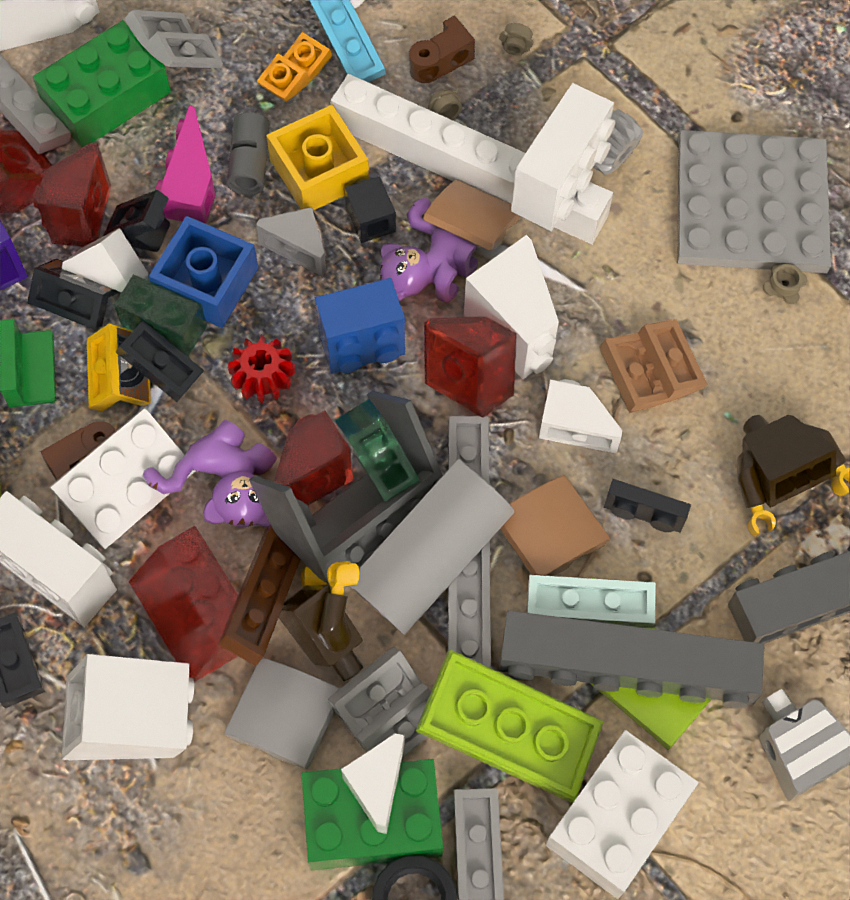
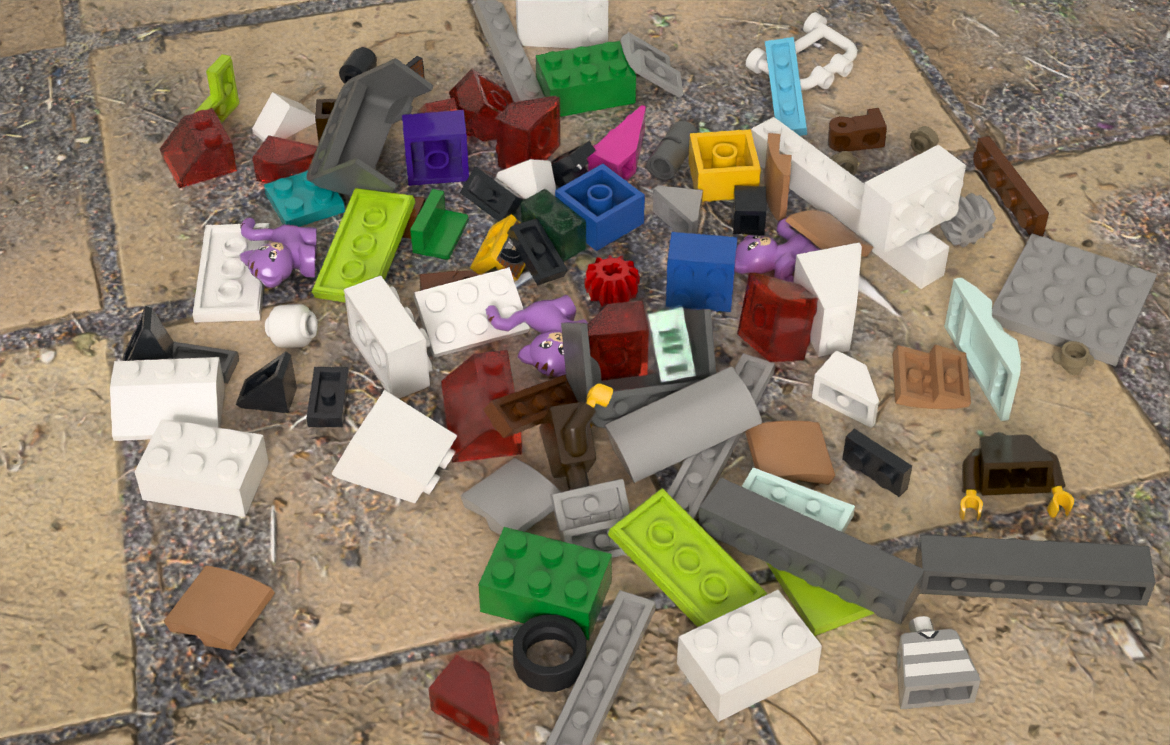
camera: 25 degrees right, 20 degrees down
(296, 69) = (737, 114): light orange slope -> none
(374, 780) = (559, 537): white slope -> none
(387, 158) = (777, 177): none -> medium nougat slope
(635, 74) = (1010, 187): none -> reddish brown plate
(704, 316) = (989, 350): none -> light aqua slope

